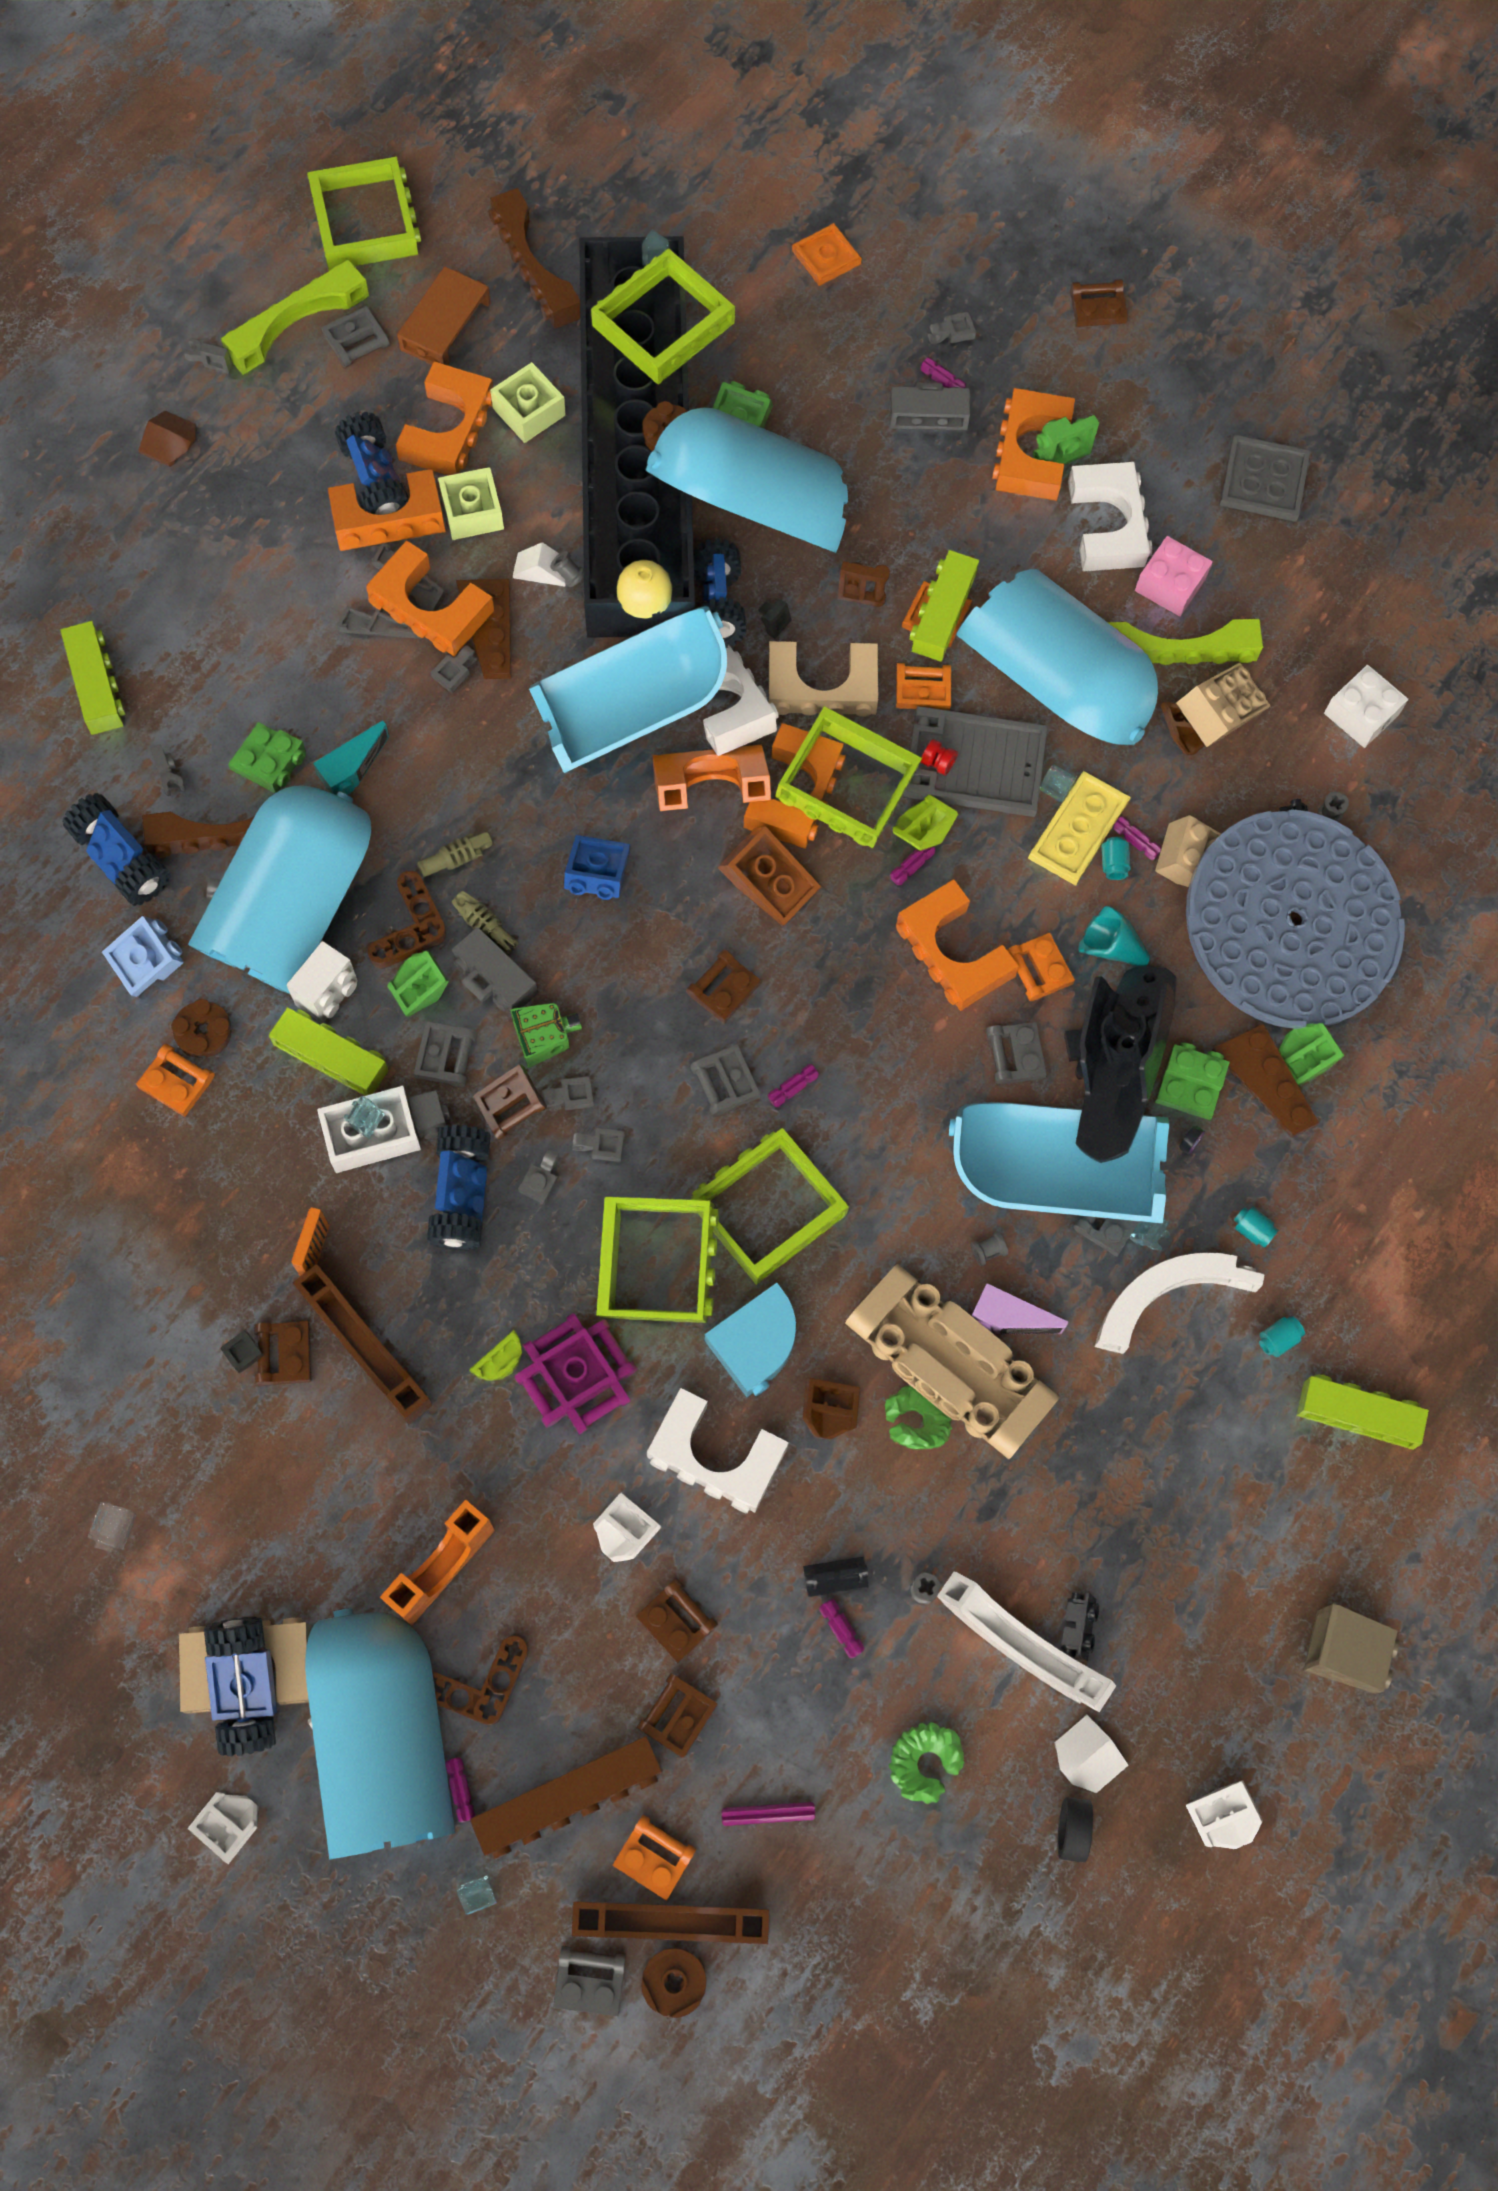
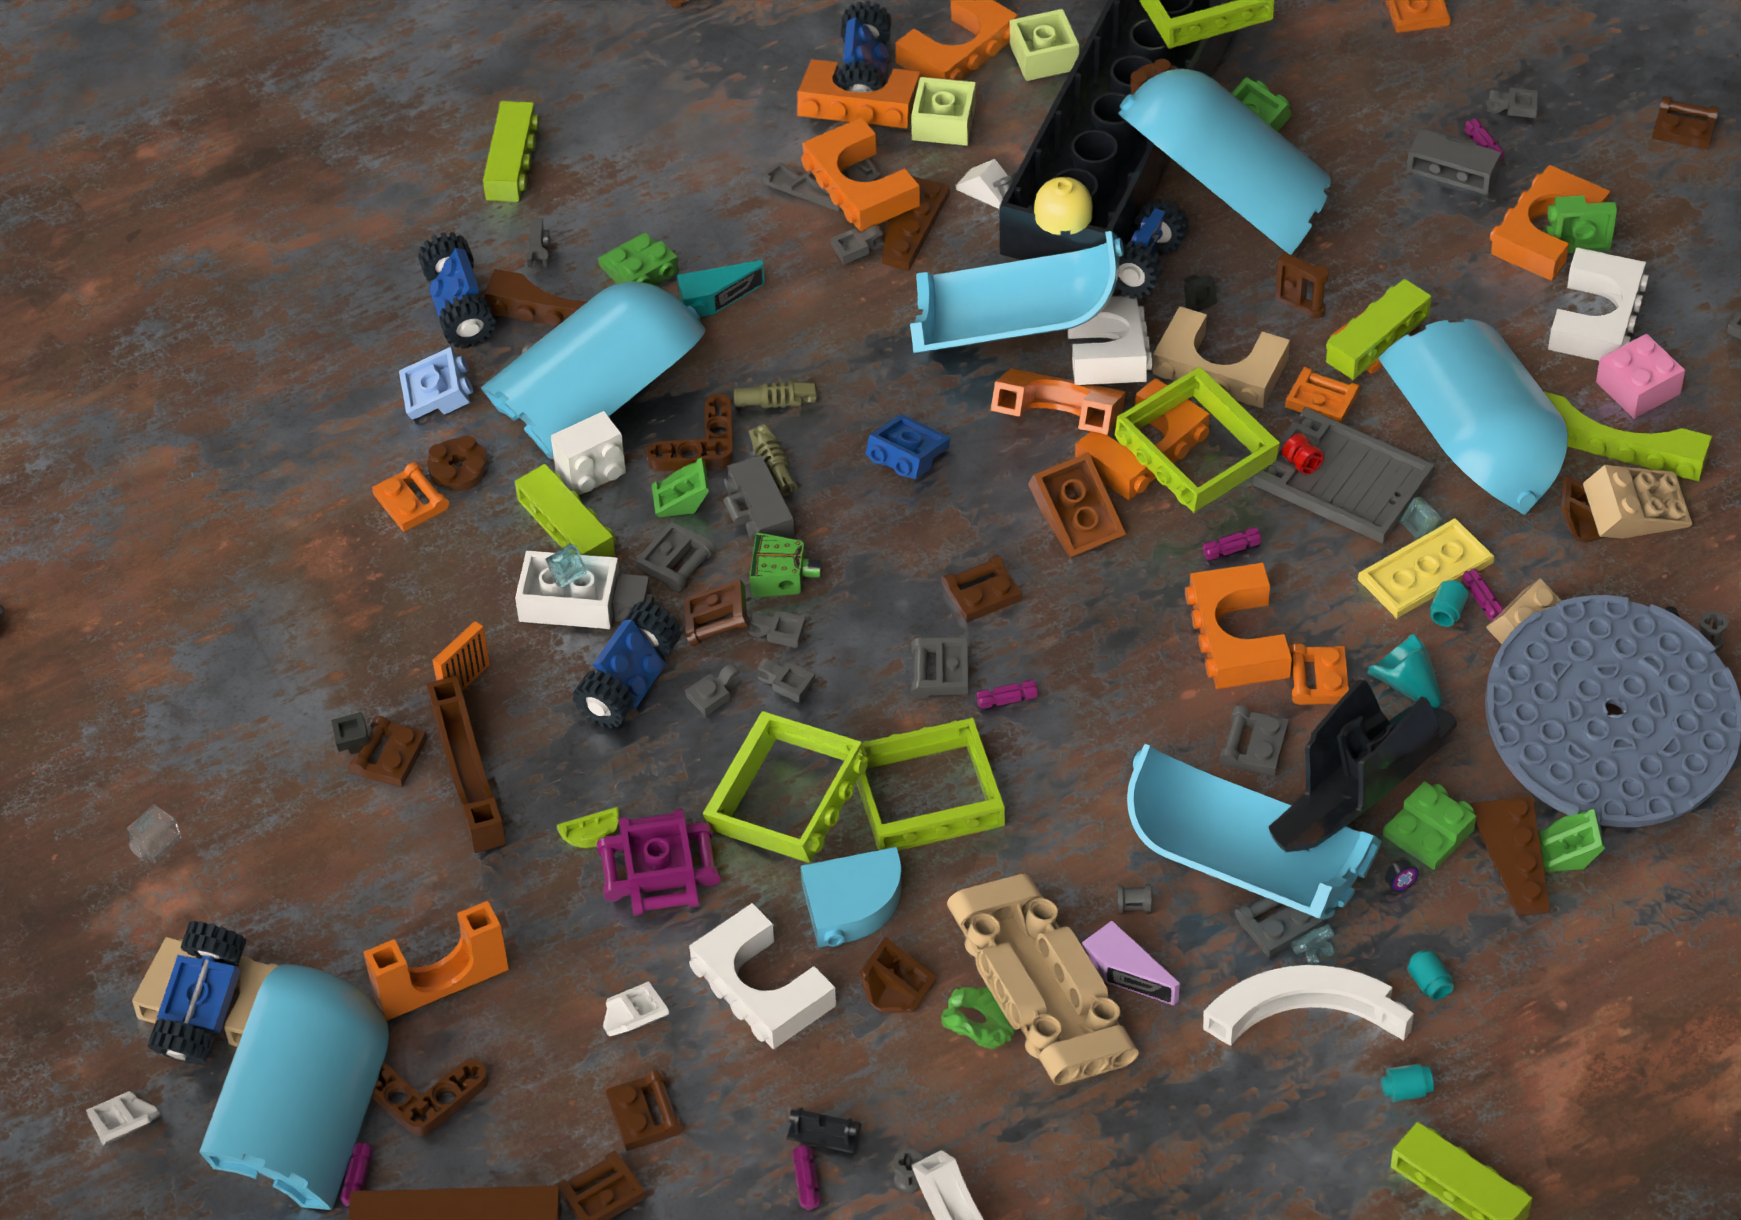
camera: 30 degrees right, 20 degrees down
(925, 823) = (1262, 512): lime slope -> none

